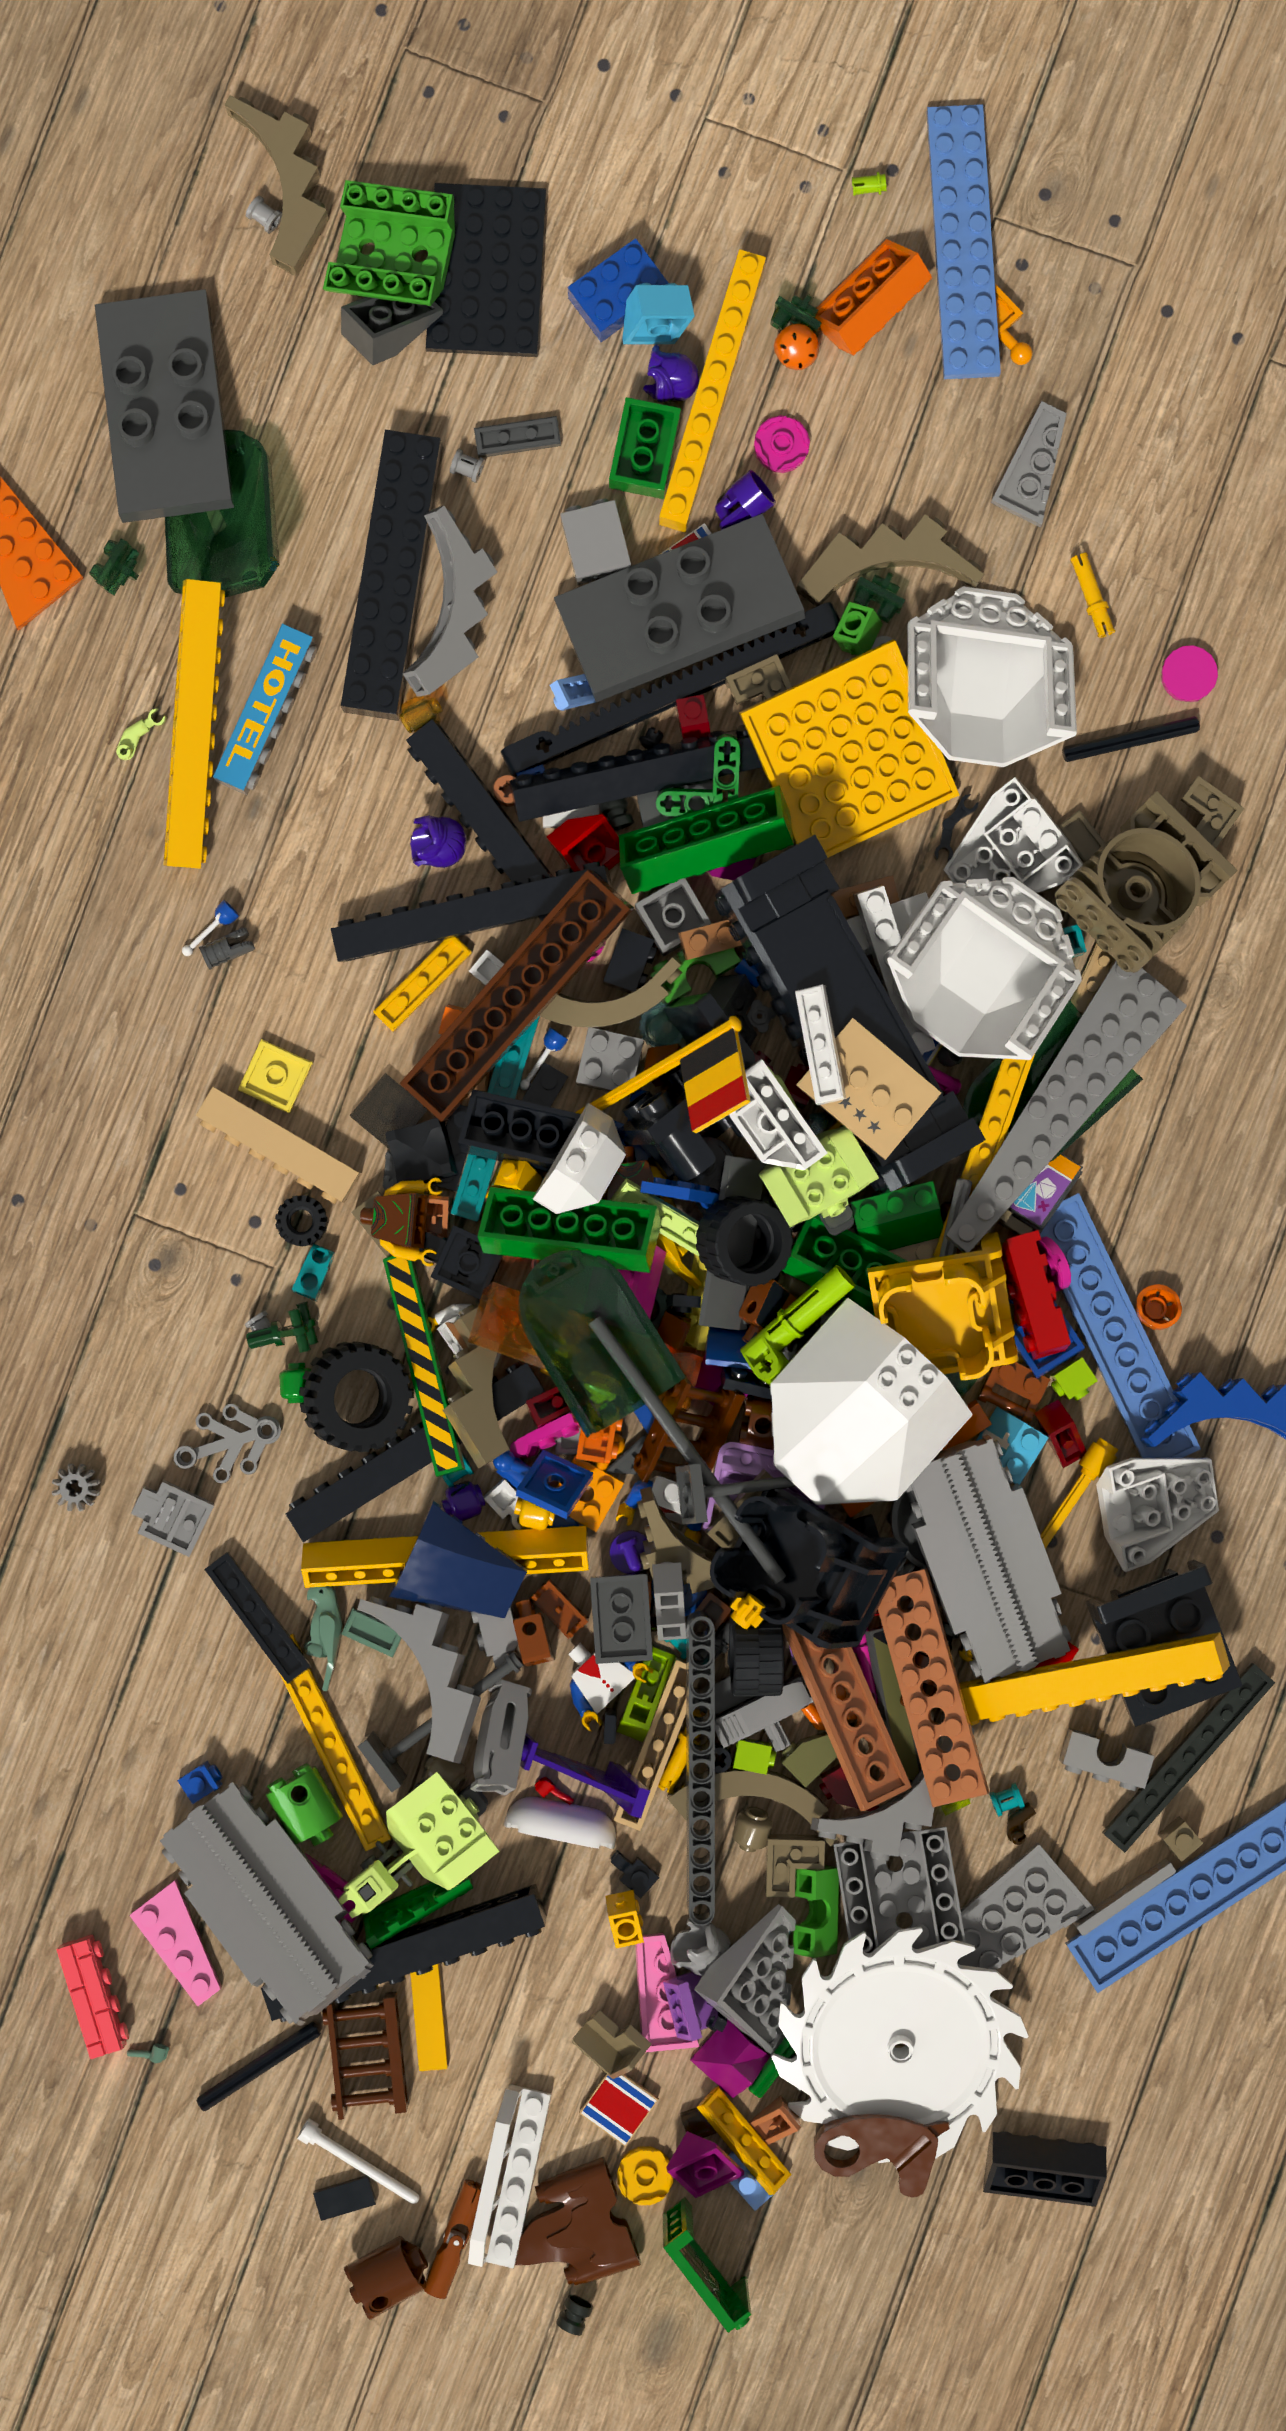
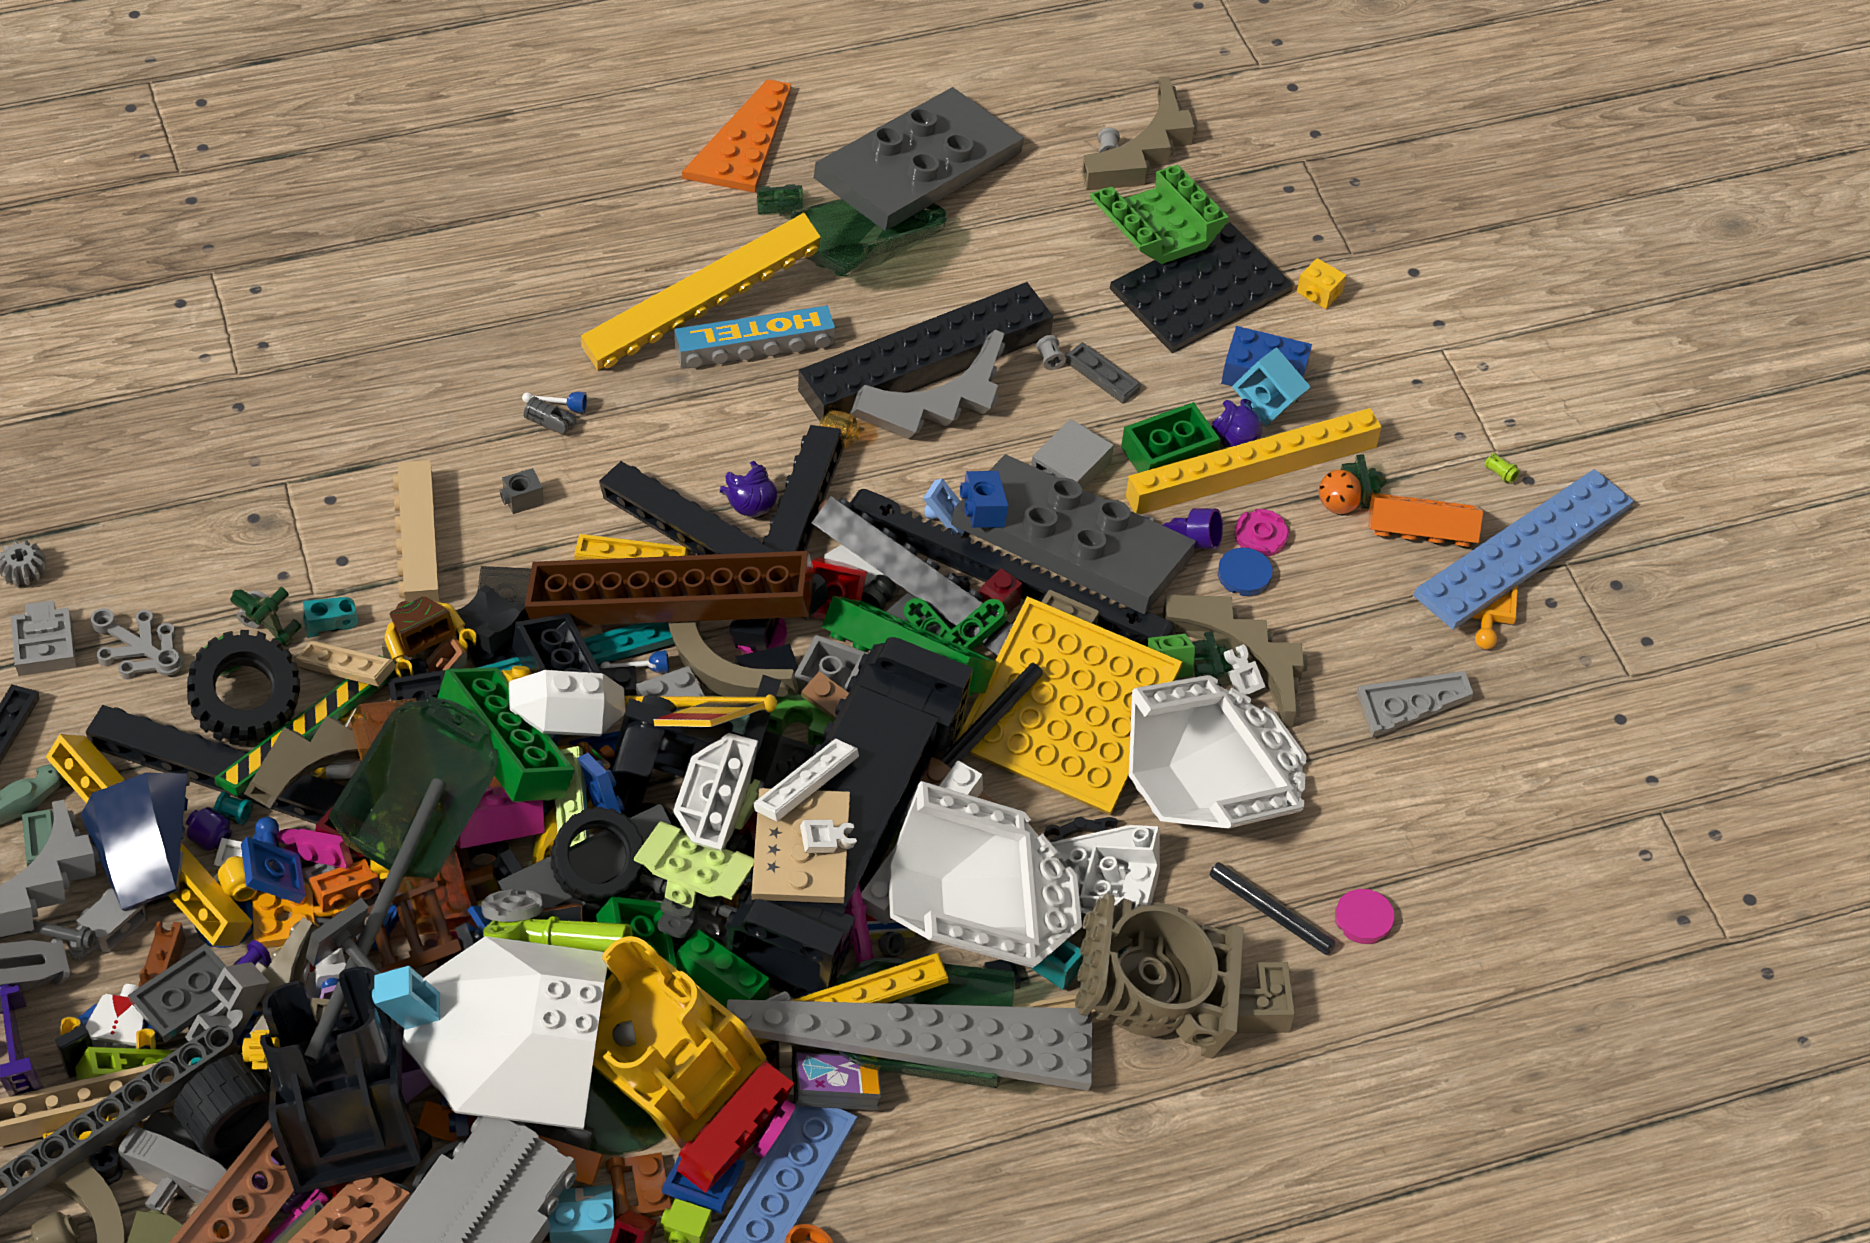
camera: 50 degrees right, 35 degrees down
(132, 734) = (653, 278): yellowish green arm -> none
(275, 1076) = (473, 505): light yellow tile -> none
(289, 1017) = (522, 491): none -> dark grey brick
(318, 1226) = (367, 571): black tyre -> none
(381, 1296) = (345, 663): none -> tan tile
(384, 326) = (1103, 244): dark grey slope -> none
(533, 1648) = (118, 948): dark orange torso -> none
(564, 164) = (1321, 283): none -> yellow head
(600, 652) = (984, 499): none -> blue brick
(738, 1334) = (511, 906): none -> light grey tile
(753, 1756) = (128, 1189): lime brick -> none
(800, 1486) = (406, 997): none -> medium azure piece
(810, 492) = (1245, 571): none -> blue tile
(812, 798) = (992, 715): none -> black axle
(883, 1072) = (823, 837): none -> white plate
(915, 581) = (1245, 675): none -> white plate
(934, 1340) = (624, 1034): none -> dark grey hinge
(1096, 605) = (1351, 812): yellow pin -> none

